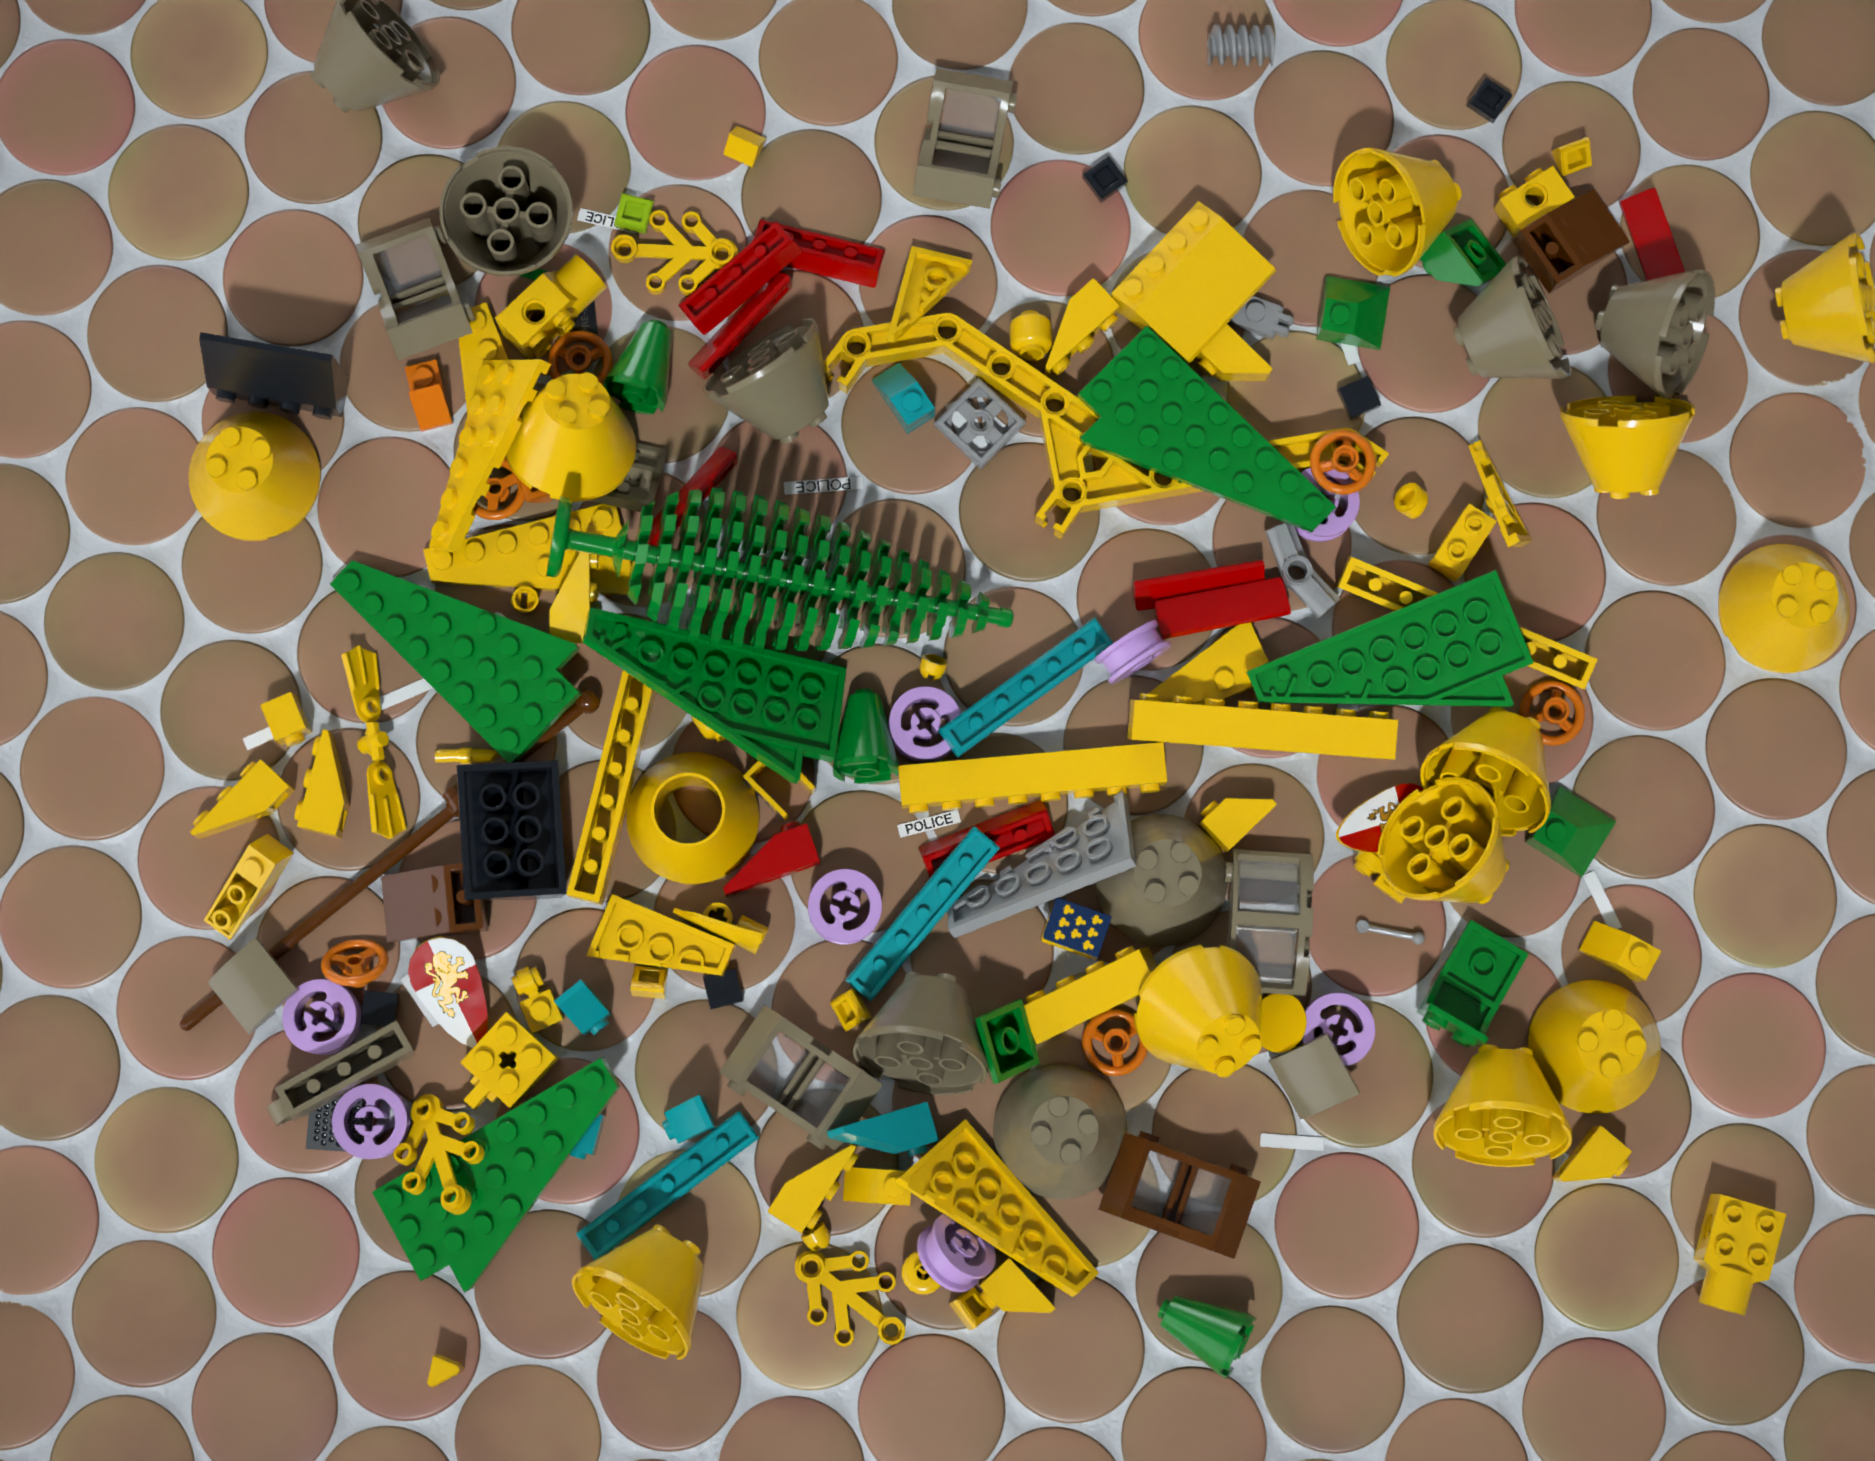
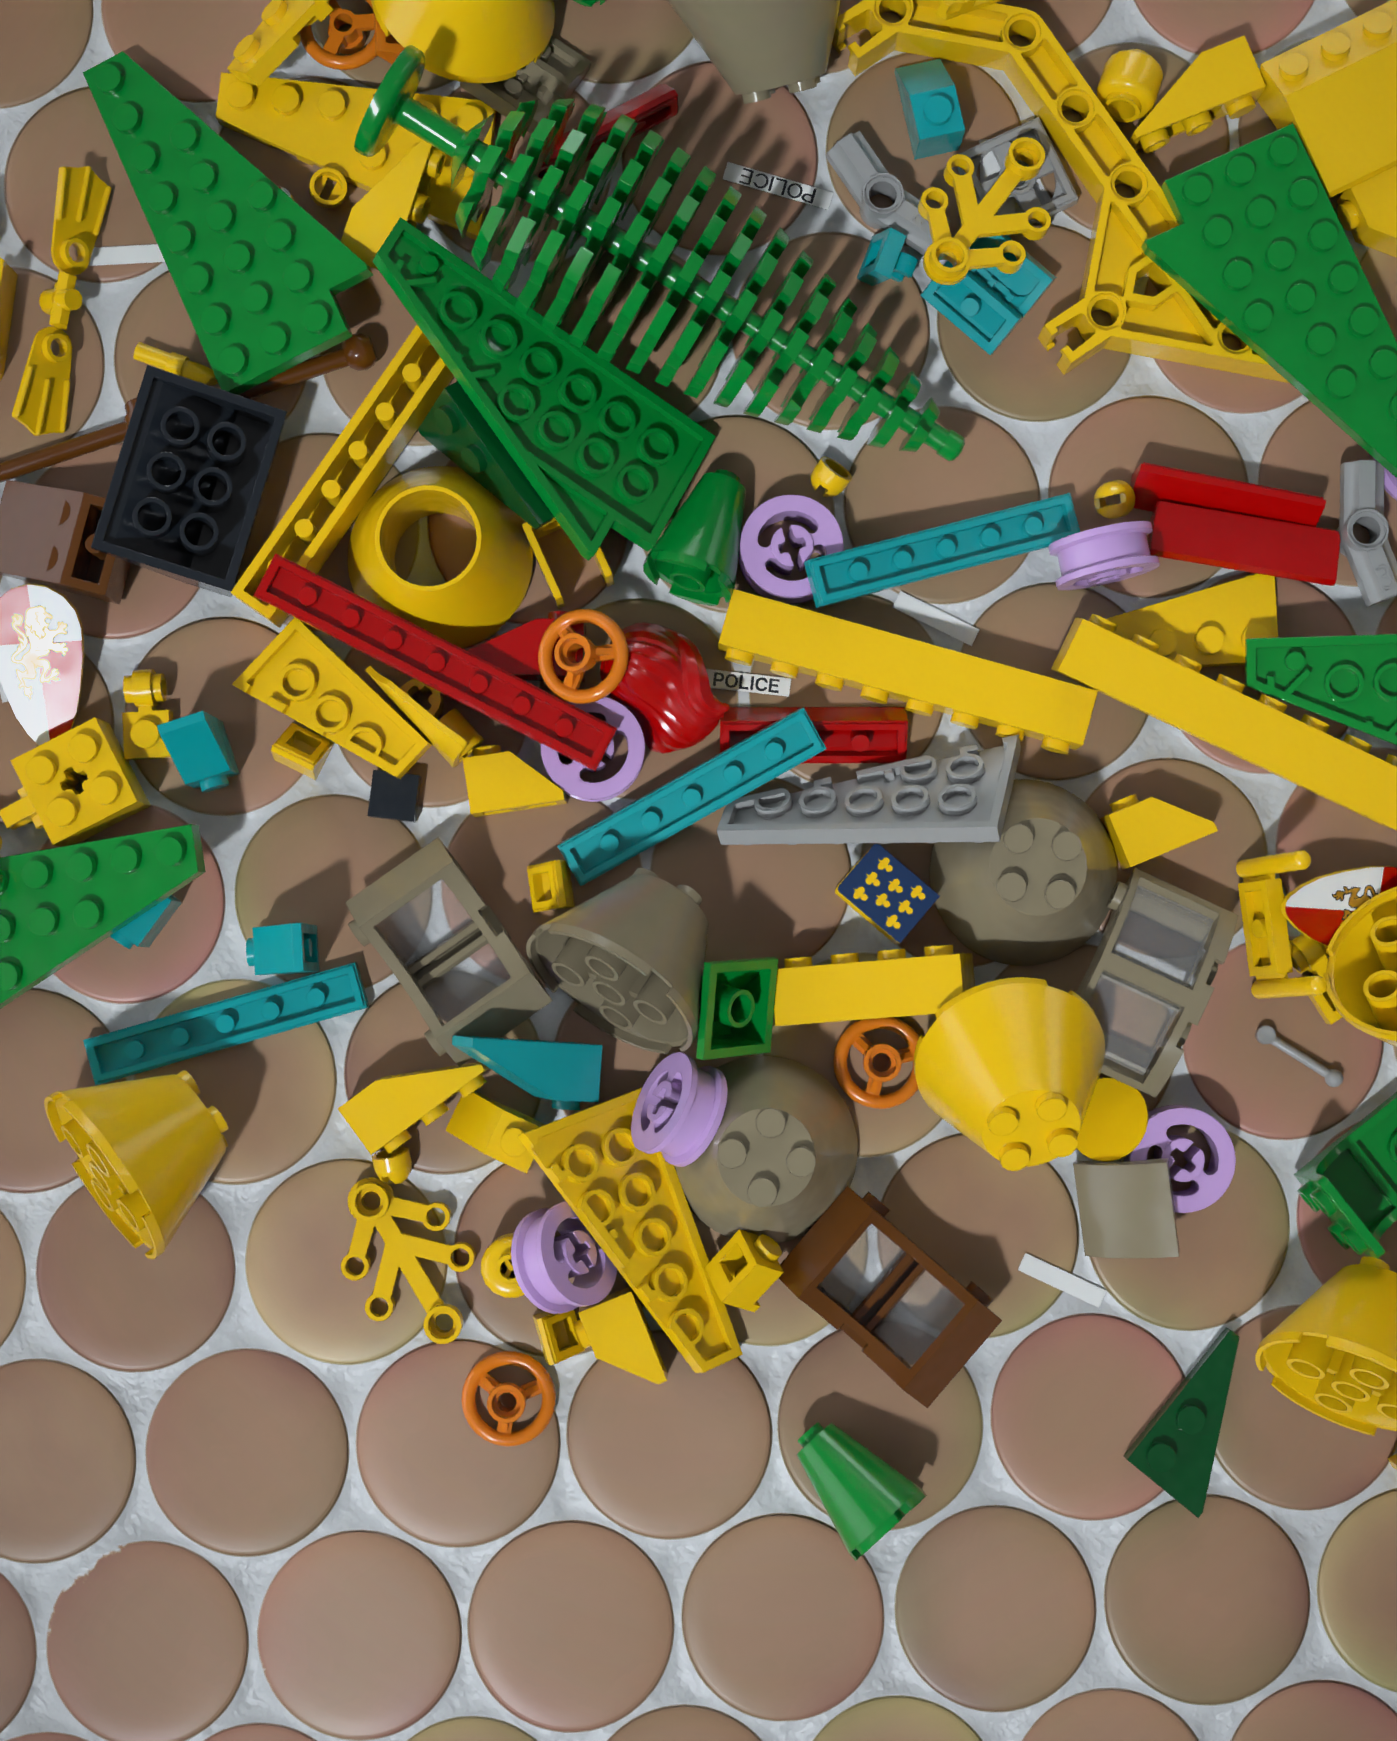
camera: 30 degrees right, 5 degrees up
(686, 734) = (469, 441): none -> dark green wing
(720, 889) = (435, 662): none -> red tile
(796, 951) = (504, 783): none -> yellow slope
(804, 848) = (566, 650): none -> orange piece
(874, 845) = (666, 688): none -> red piece
(879, 459) = (866, 177): none -> light grey piece
(913, 509) = (886, 260): none -> teal tile
(929, 1357) = (507, 1415): none -> orange piece
(966, 462) = (980, 218): none -> yellow plant
(988, 501) = (987, 301): none -> teal slope
(994, 1123) = (679, 1109): none -> lavender wheel
(1038, 733) = (936, 618): none -> white sticker
(1079, 1213) = (745, 1269): none -> yellow brick
(1120, 605) = (1114, 510): none -> yellow hinge
(1334, 856) = (1266, 928): none -> yellow plate
(1411, 1214) = (1184, 1435): none -> dark green wing

